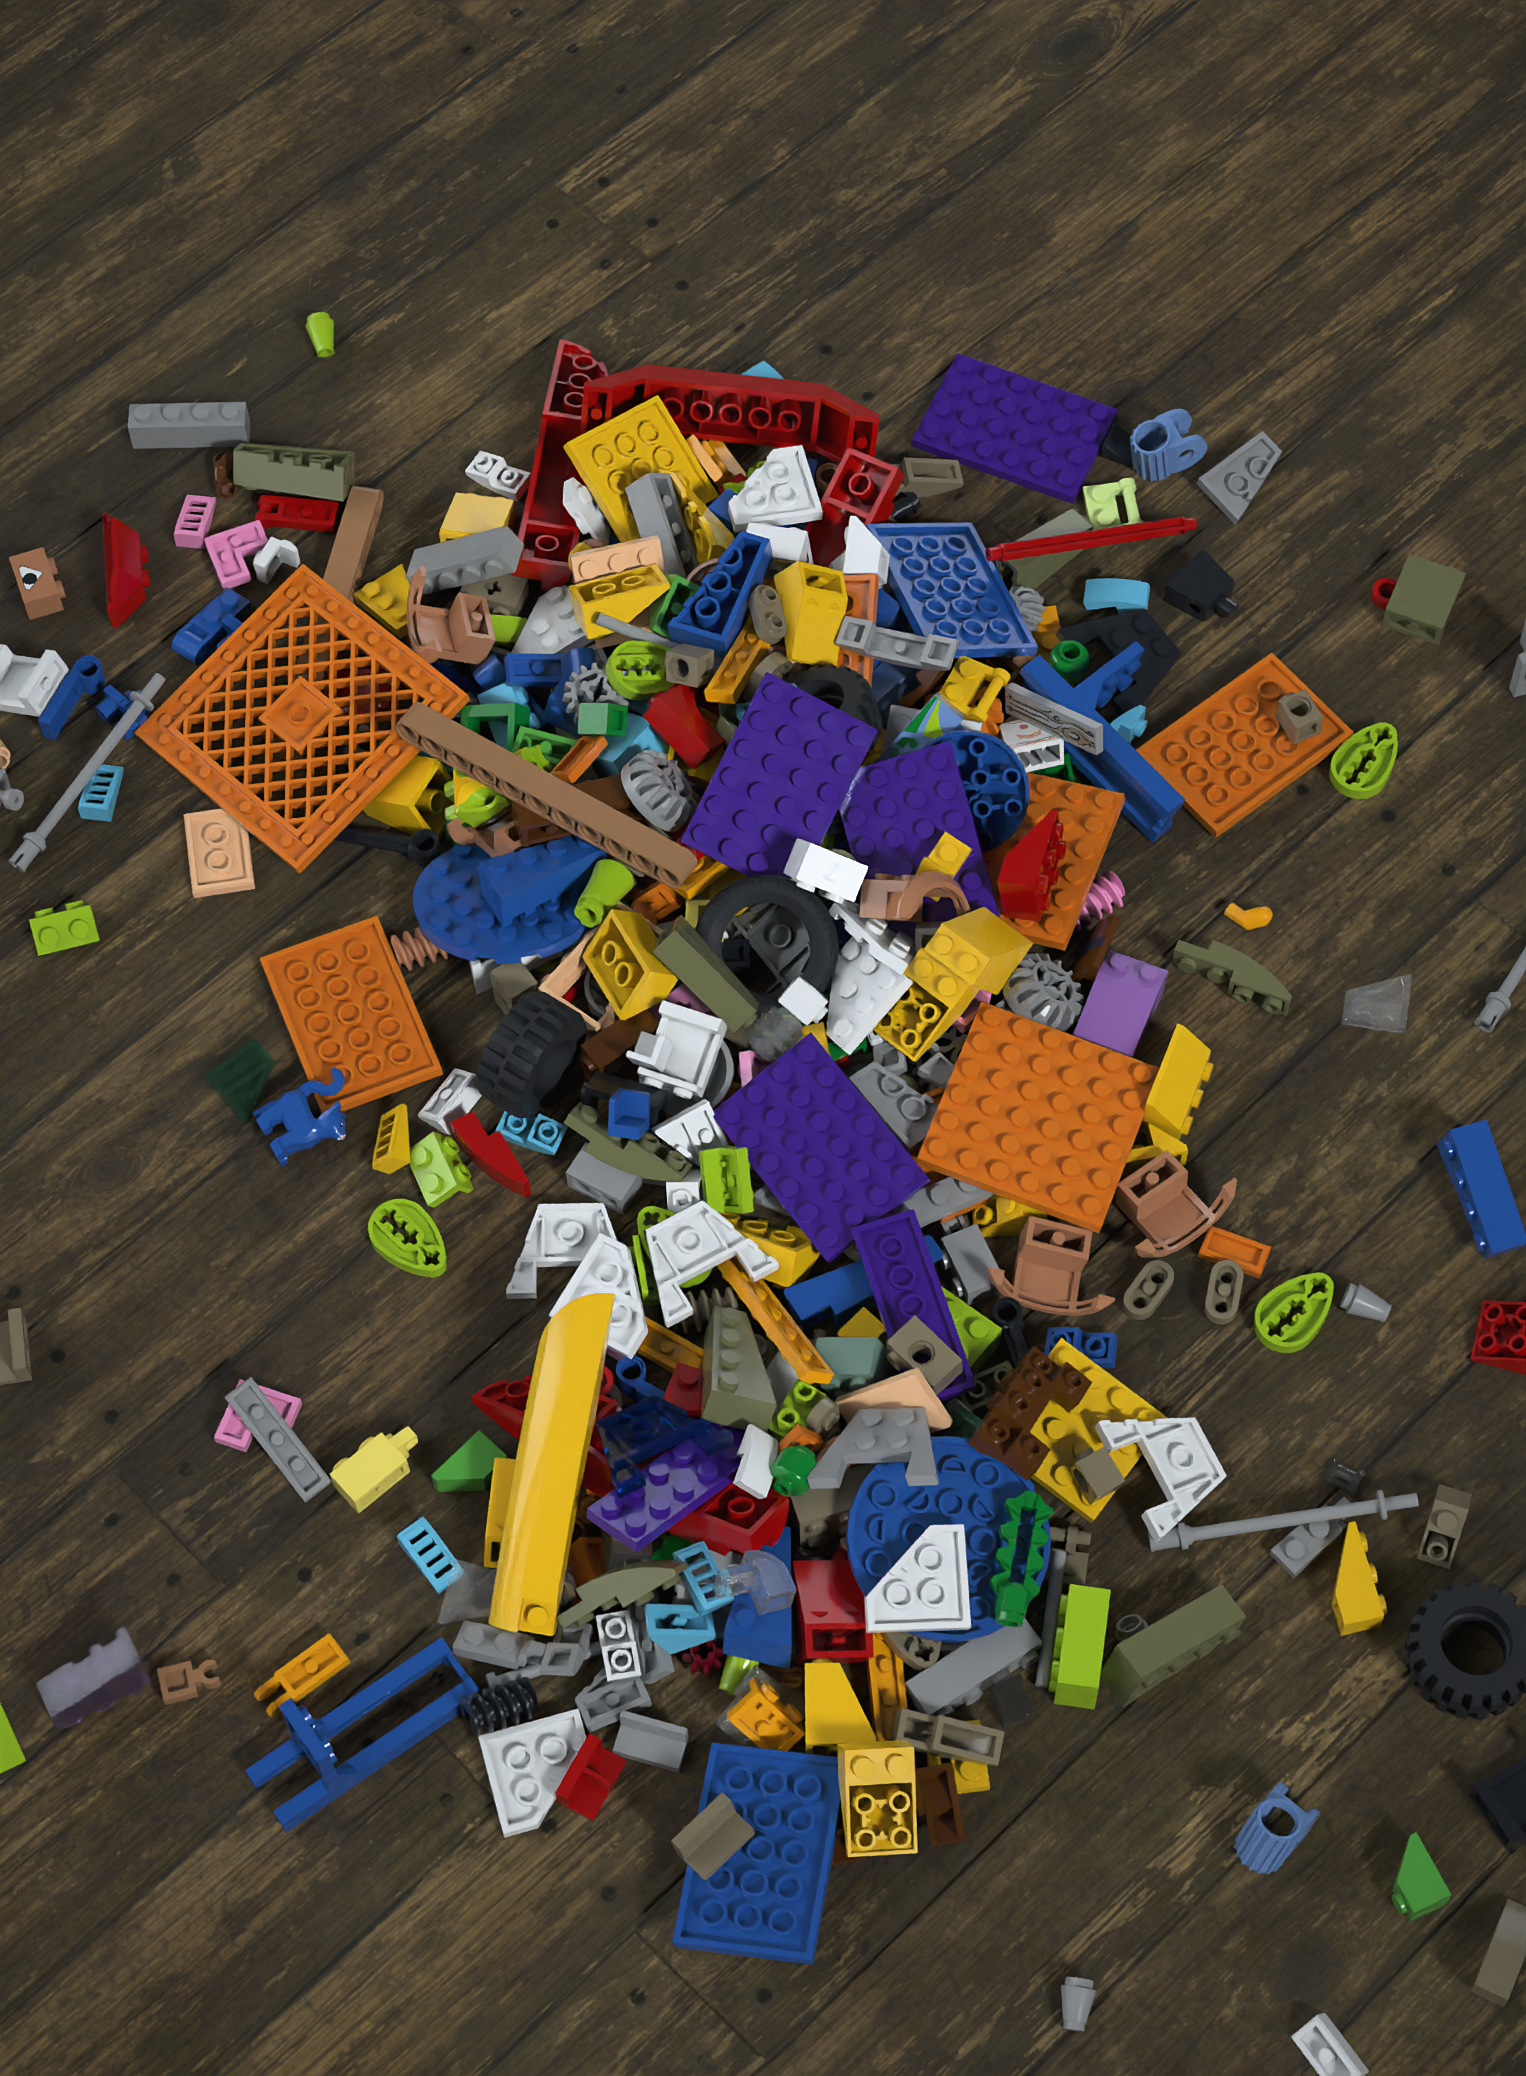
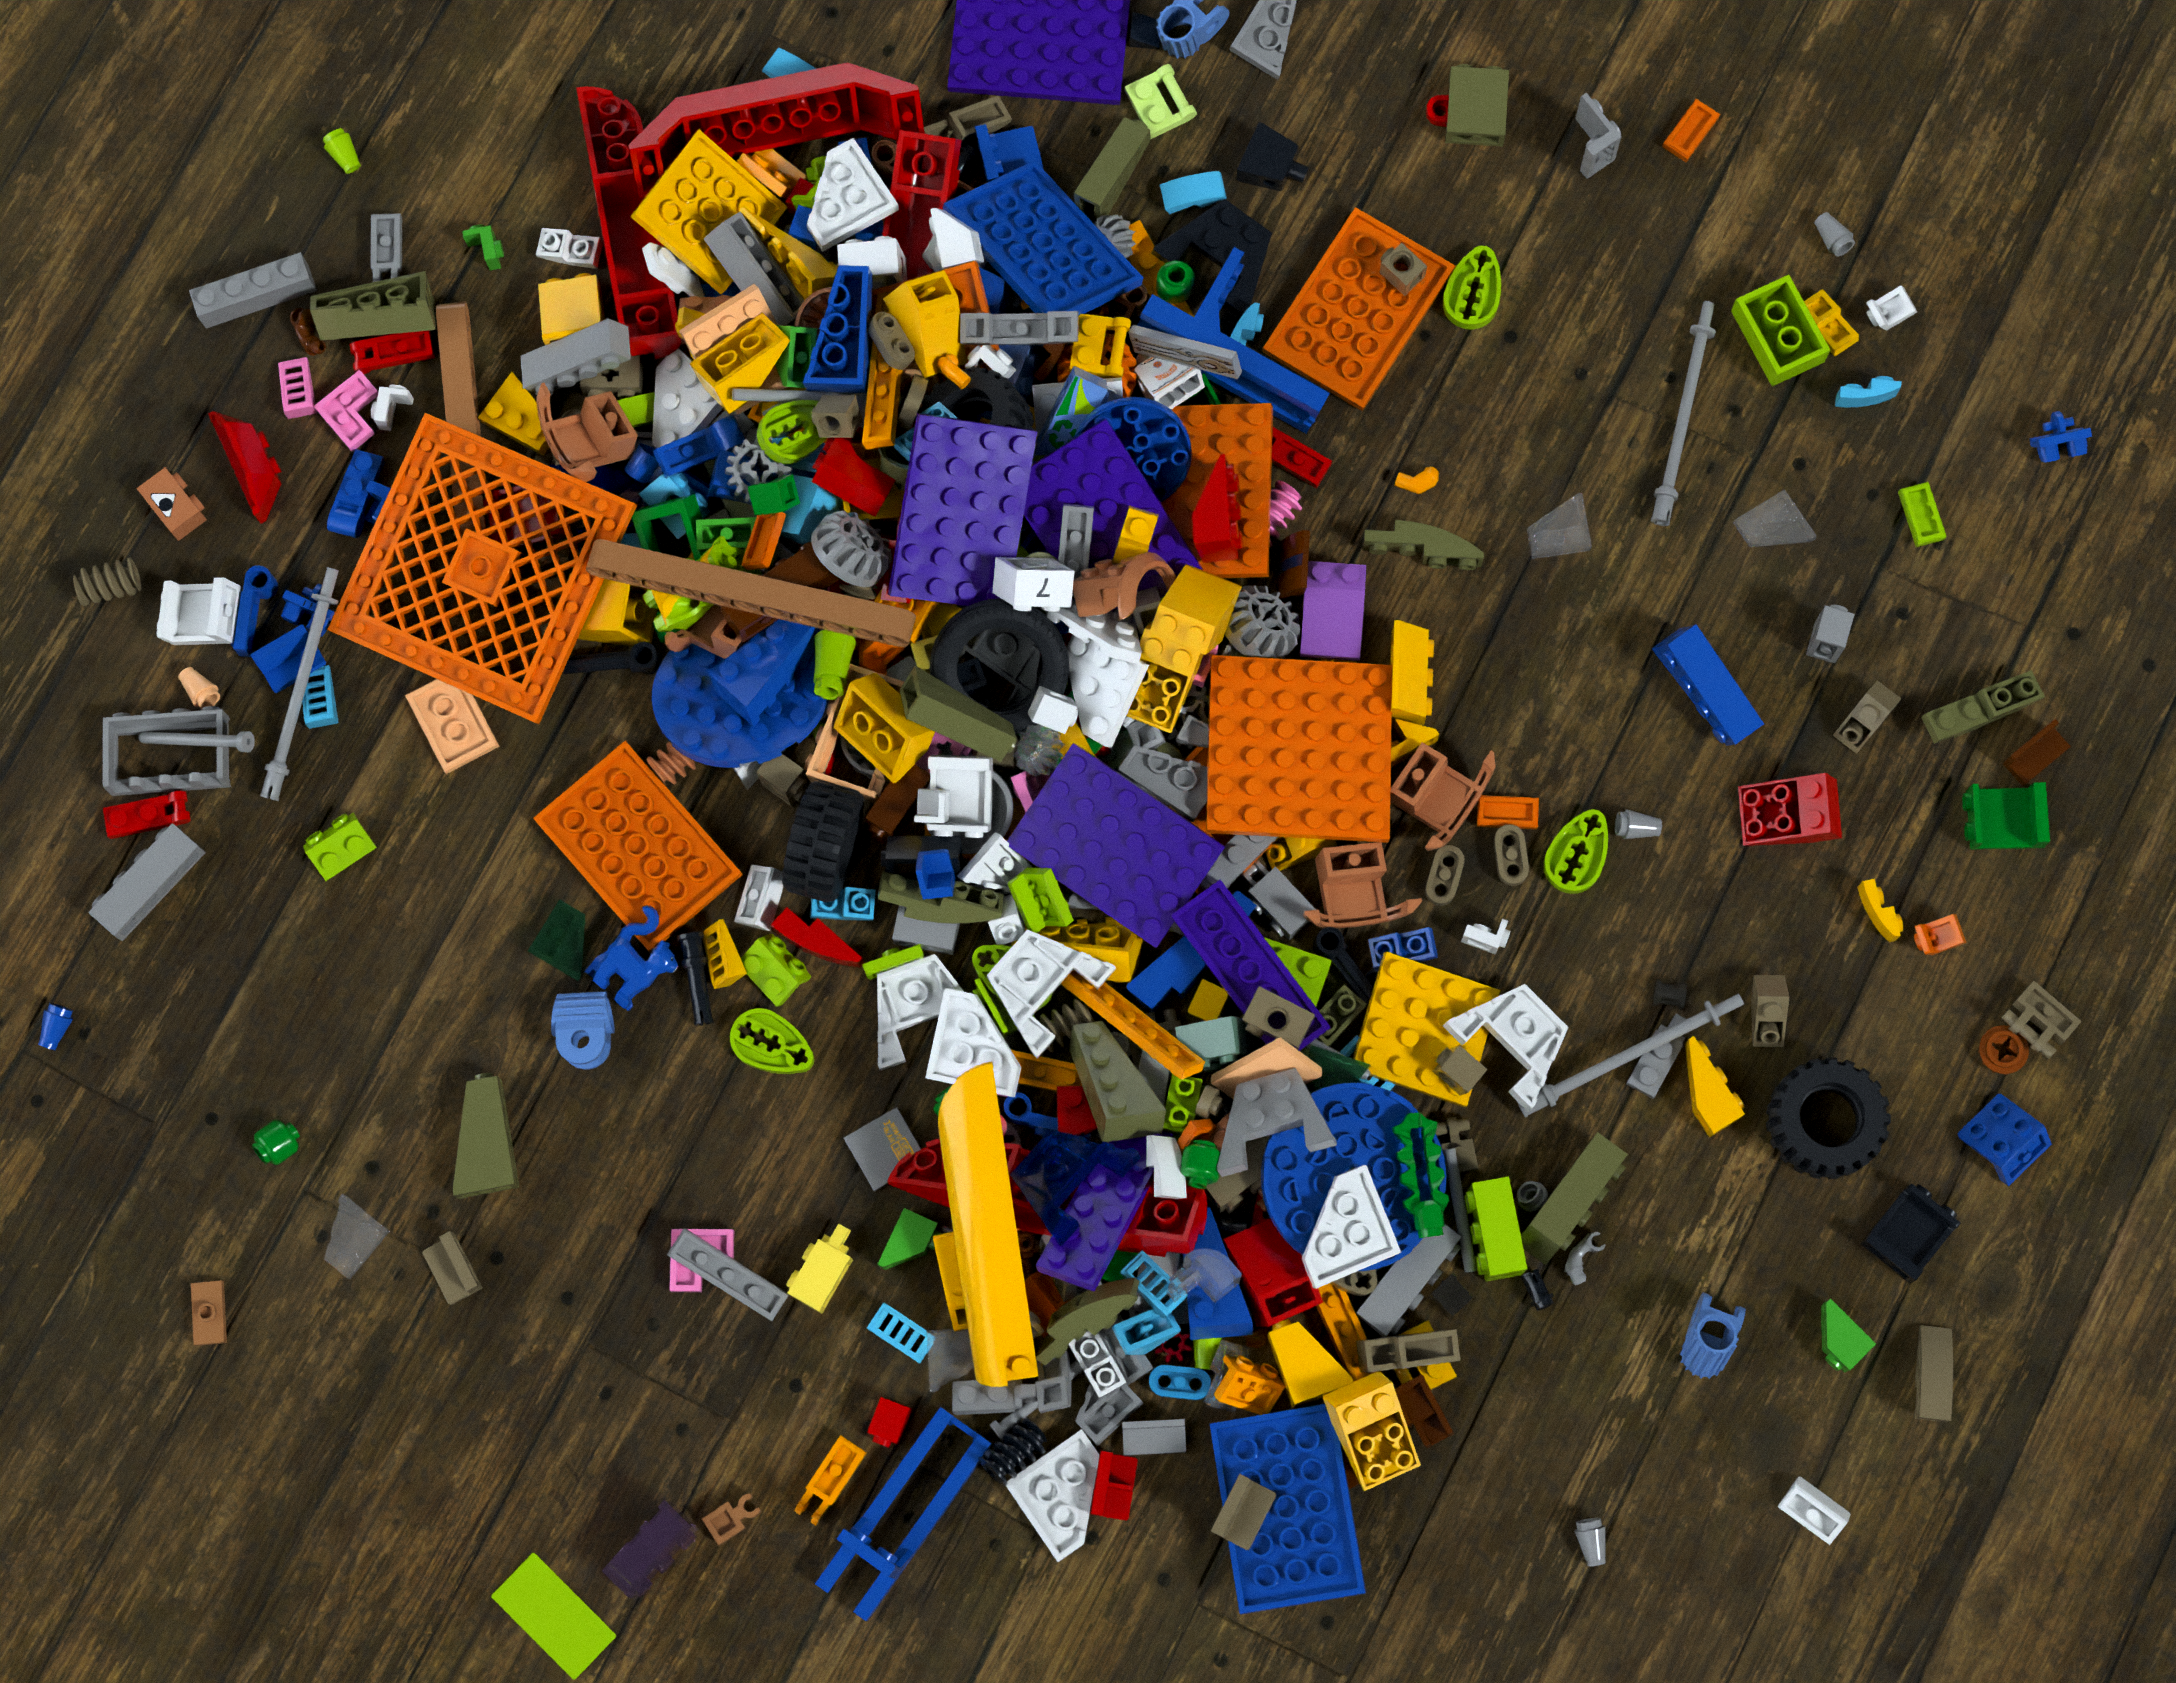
camera: 15 degrees left, 15 degrees up
(80, 742) = (282, 658): none -> blue panel
(90, 1241) = (485, 1143): none -> olive slope
(229, 1164) = (579, 1017): none -> medium blue piece
(329, 422) = (386, 245): none -> light grey hinge
(362, 1140) = (694, 964): none -> black pin
(384, 1637) = (888, 1422): none -> red brick
(421, 442) = (491, 247): none -> bright green bracket
(478, 1366) = (881, 1146): none -> light grey tile
(558, 1194) = (892, 959): none -> lime plate
(699, 1696) = (1180, 1380): none -> dark azure plate
(816, 658) = (949, 367): none -> light orange arm
(857, 661) = (996, 360): none -> white bracket
(883, 845) = (1076, 537): none -> light grey plate
(947, 506) = (1006, 150): none -> blue bracket
(1015, 1409) = (1376, 1035): reddish brown bracket -> none
(1090, 539) = (1153, 147): red piece -> none
(1105, 1727) = (1537, 1290): none -> black pin
(1135, 860) = (1298, 459): none -> red plate
(1154, 1712) = (1574, 1262): none -> light grey piece
(1168, 1364) = (1482, 938): none -> white bracket

